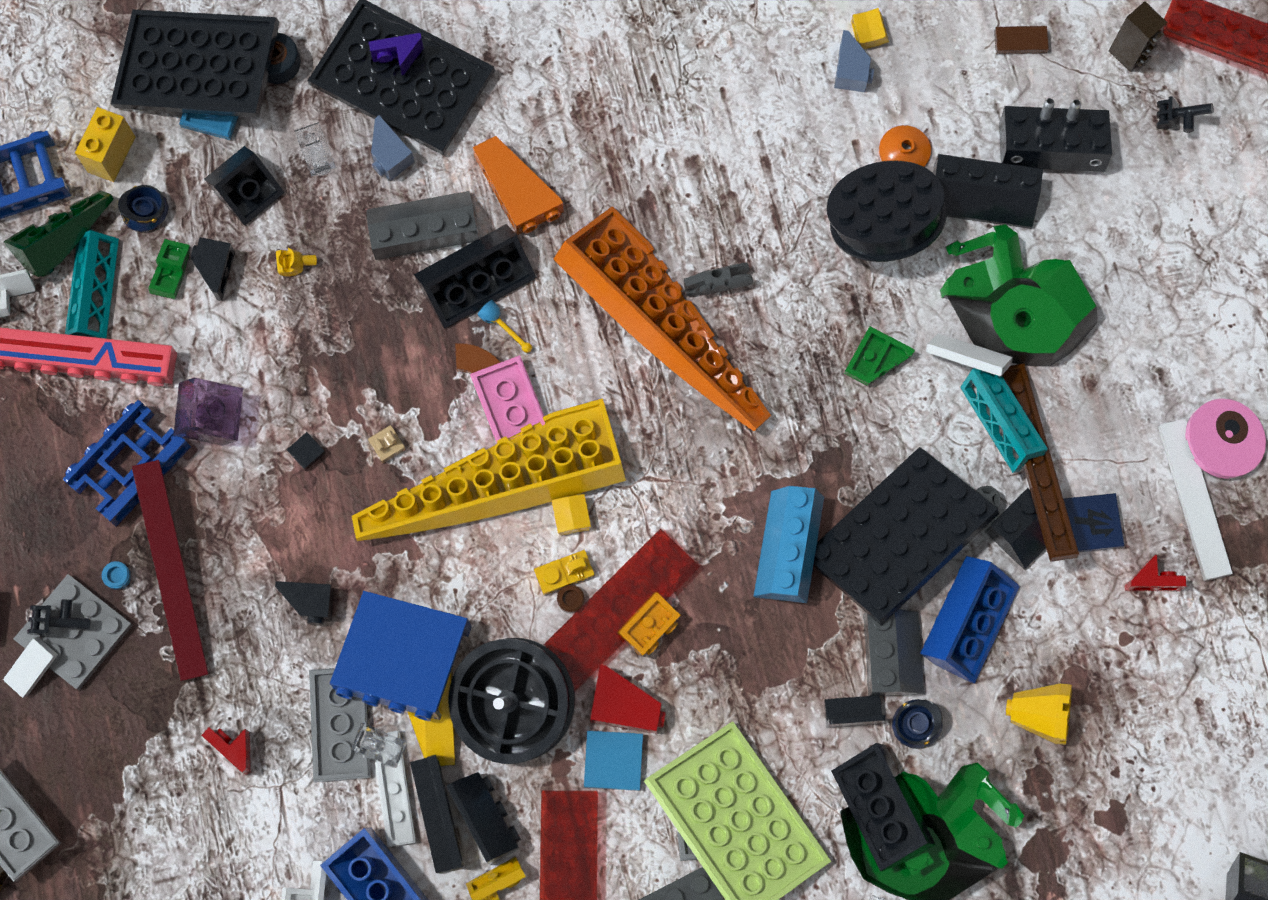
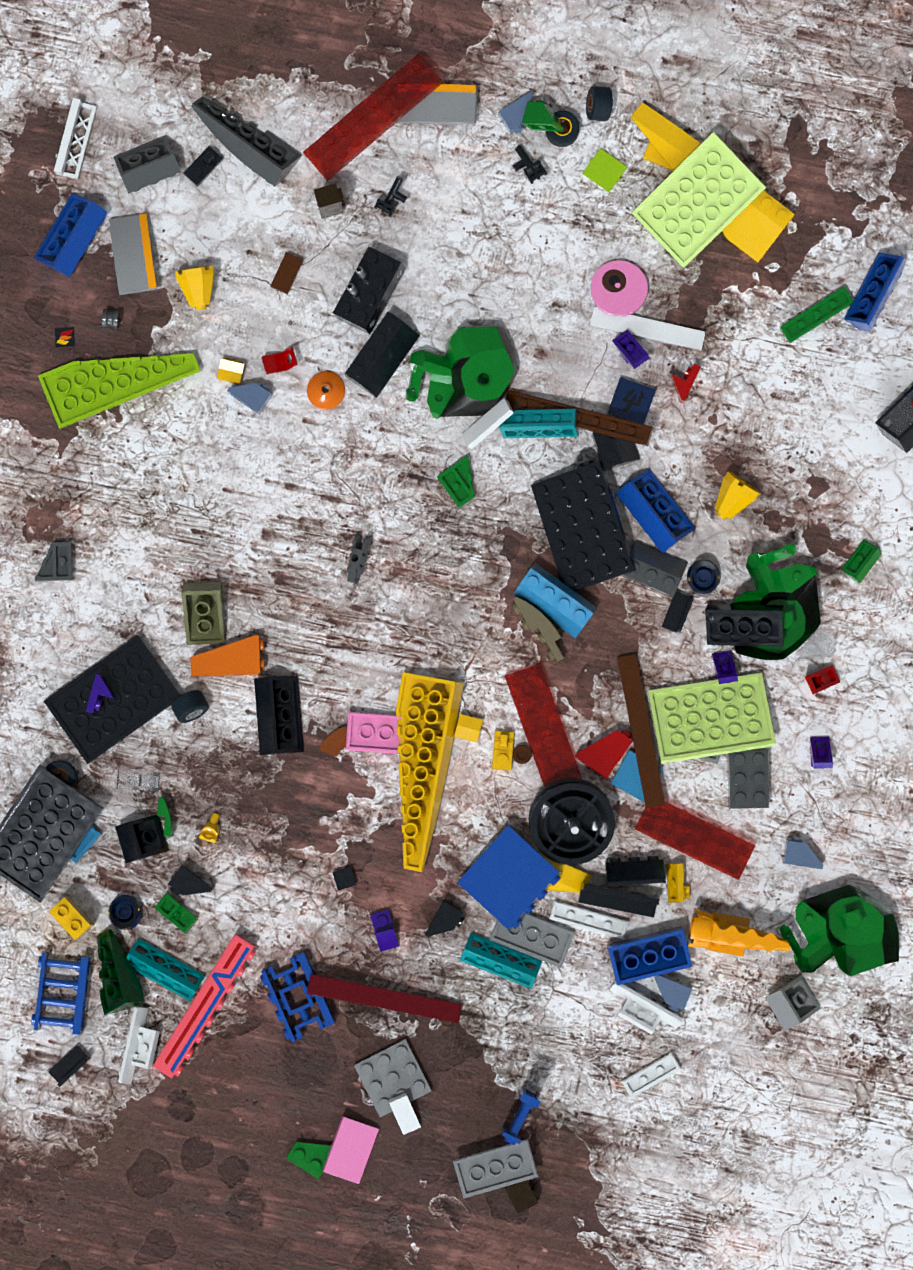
camera: 60 degrees left, 10 degrees up
(64, 620) = (386, 1079): black arm -> none
(103, 815) = (528, 1101): none -> blue fence
(116, 575) = (368, 1035): dark azure tile -> none
(208, 411) = (292, 929): clear purple brick -> none
(237, 752) = (521, 1008): red slope -> none
(261, 532) = (384, 930): none -> dark purple slope
(279, 698) = (499, 964): none -> teal fence
(291, 196) = (164, 811): none -> green slope
(378, 745) = (562, 916): clear slope -> none
(386, 444) = (364, 824): tan tile -> none
(389, 151) = (164, 732): sand blue slope -> none
(421, 225) = (225, 733): dark grey slope -> none
(435, 165) = (190, 706): none -> black wheel
(491, 313) = (309, 716): hinge -> none
(559, 130) = (203, 613): none -> olive slope
(632, 286) = (334, 616): orange wedge -> none
(649, 624) = (564, 713): light orange bracket -> none
(673, 737) = (641, 731): none -> reddish brown tile
(749, 533) = (534, 621): none -> dark tan slope
(813, 807) = (724, 667): none -> dark purple slope
(887, 211) = (368, 428): black wheel -> none
(909, 77) = (279, 361): none -> red bracket
(1158, 487) = (630, 349): none -> dark purple slope

